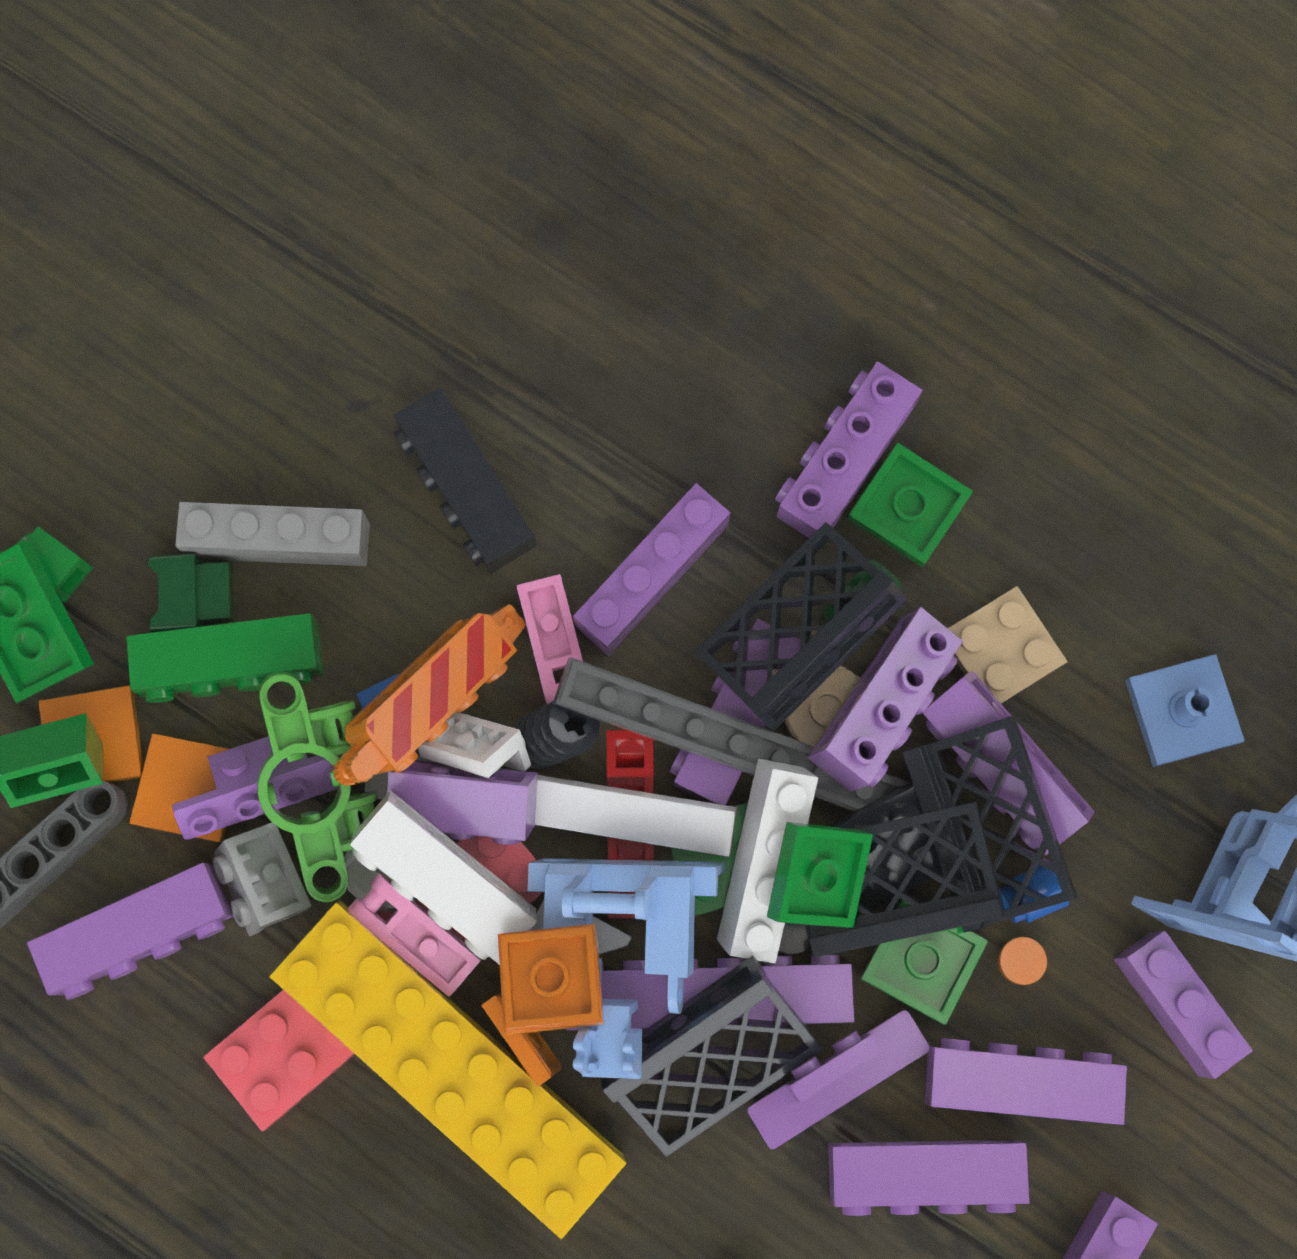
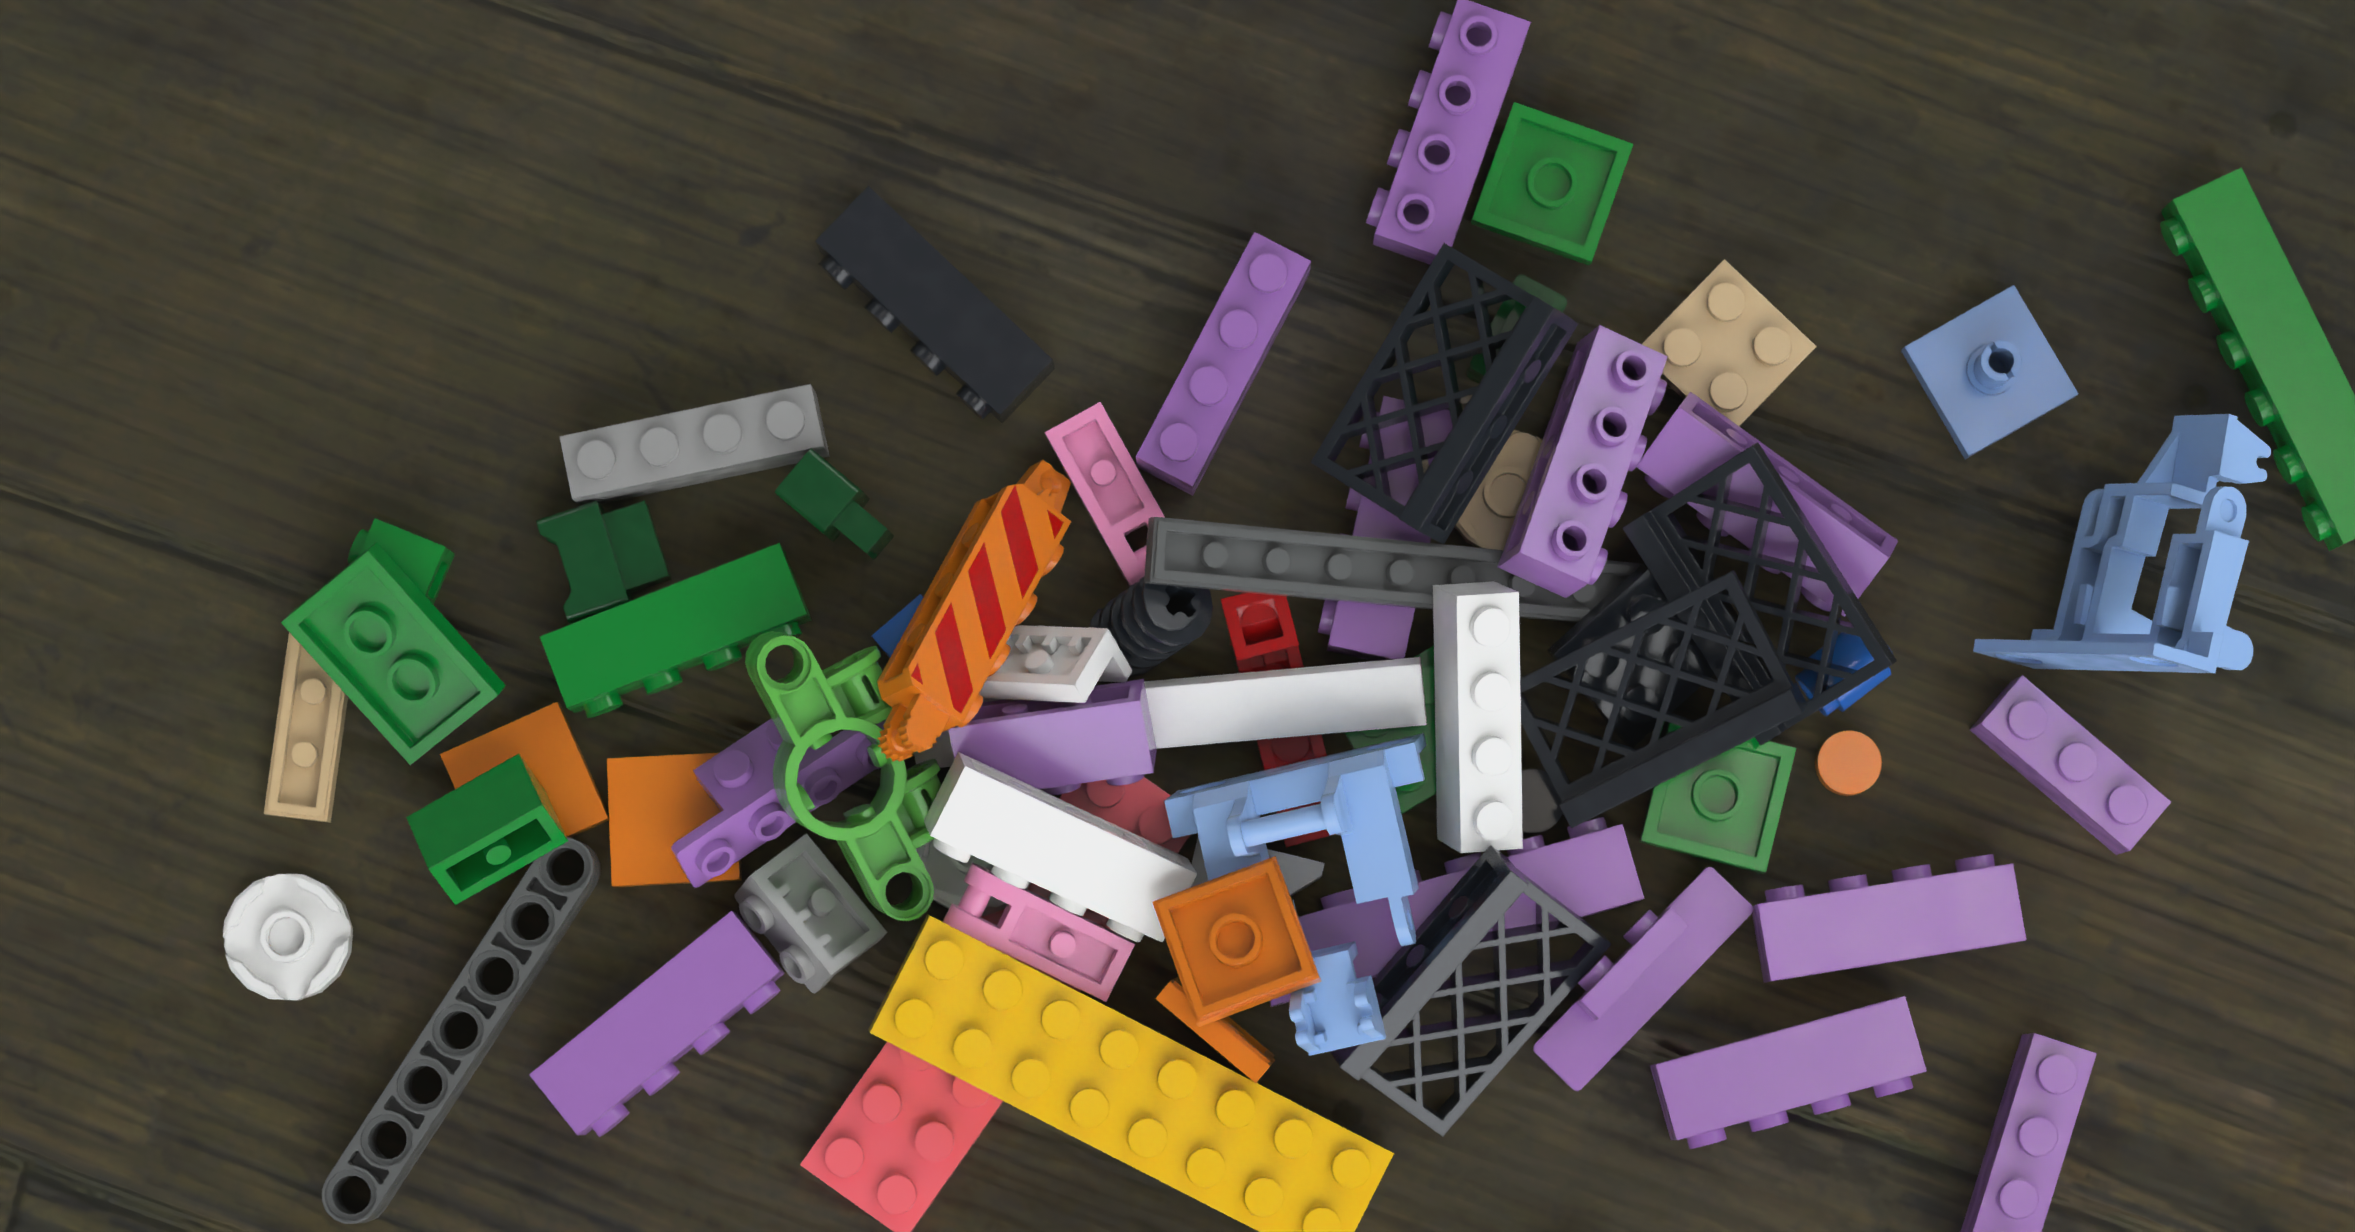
camera: 10 degrees left, 5 degrees up
(355, 596) = (832, 504): none -> dark green piece
(819, 875) = (1552, 718): green plate -> none

